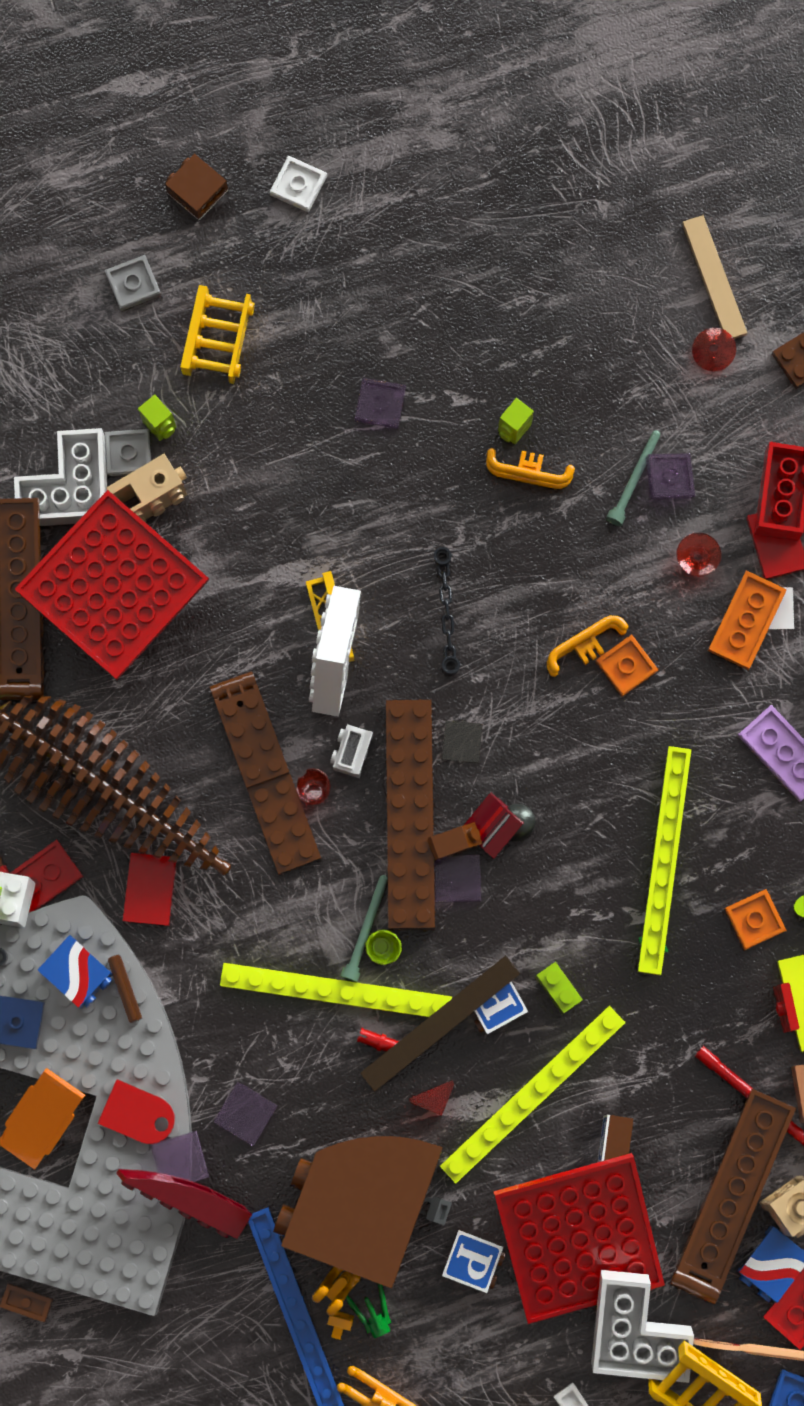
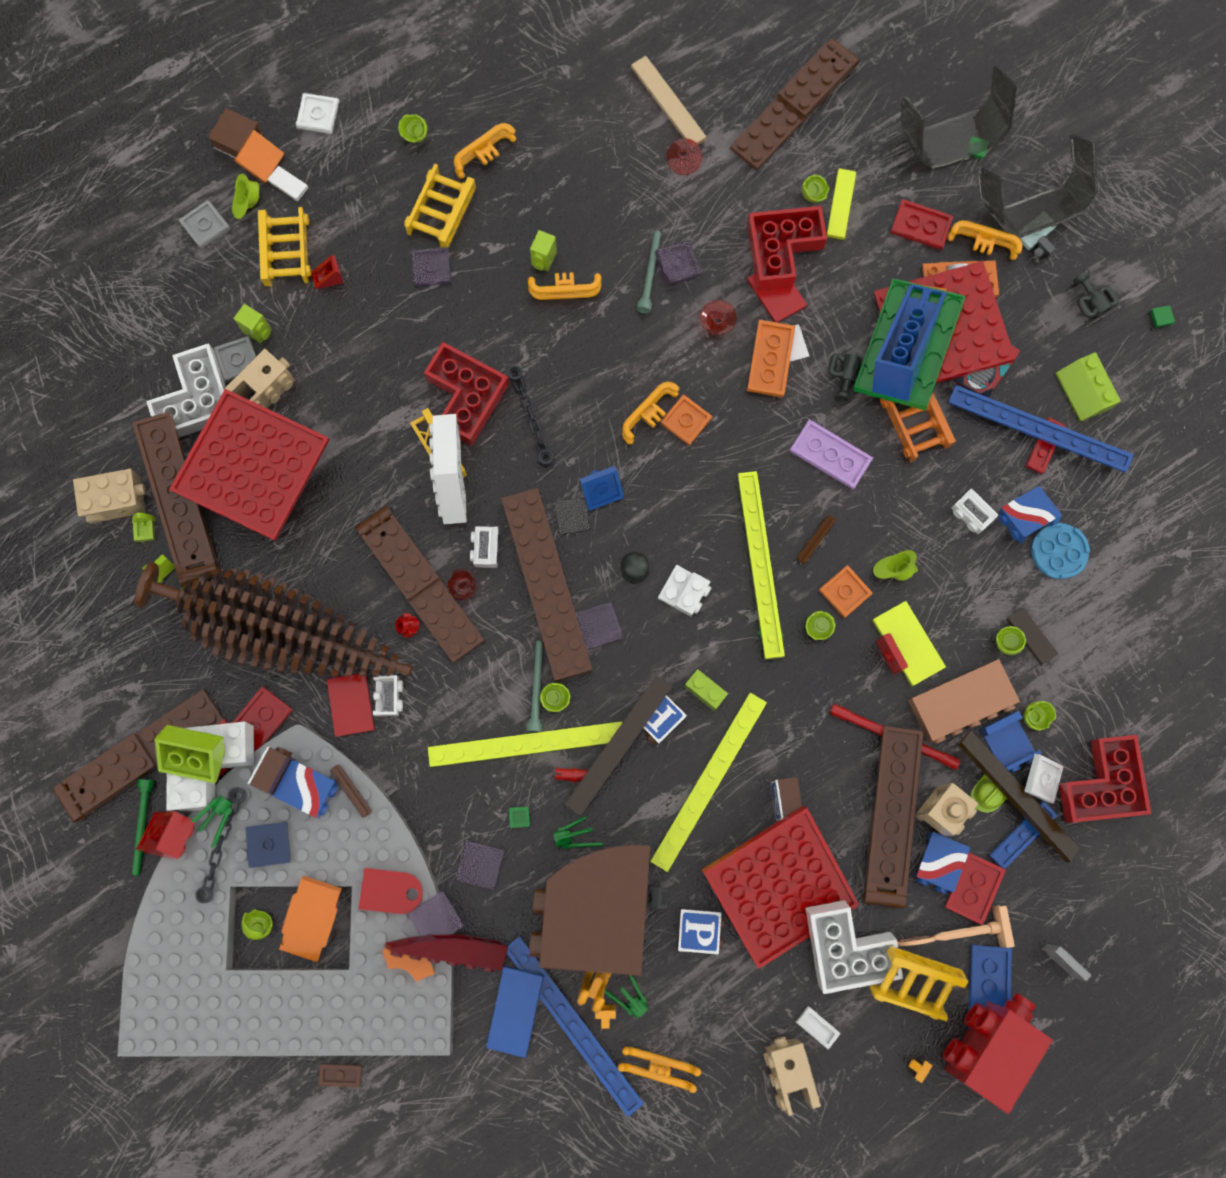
camera: 20 degrees left, 0 degrees up
(44, 939) = (271, 769): none -> reddish brown piece
(145, 1209) = (417, 968): none -> orange tile
(188, 262) = (245, 195): none -> lime piece
(194, 891) = (388, 696): none -> white window
(217, 220) = (259, 156): none -> orange tile
(238, 816) = (407, 625): none -> red gear
(239, 1289) = (515, 1011): none -> blue tile
(241, 259) = (288, 183): none -> white tile
(258, 380) = (327, 273): none -> red slope
(305, 1072) = (519, 817): none -> green tile
(349, 1109) = (563, 837): none -> green plant
(390, 557) = (473, 386): none -> red brick
(404, 233) = (413, 128): none -> lime hair
(419, 354) = (451, 220): none -> yellow fence
(434, 1099) = (631, 808): clear red slope -> none
(455, 841) = (589, 595): reddish brown slope -> none
(479, 277) = (483, 147): none -> light orange piece
(495, 824) = (615, 574): dark red slope -> none
(504, 719) = (601, 488): none -> blue tile
(568, 866) = (685, 591): none -> white plate
(713, 951) = (820, 625): none -> lime hair
(738, 848) = (816, 539): none -> reddish brown axle

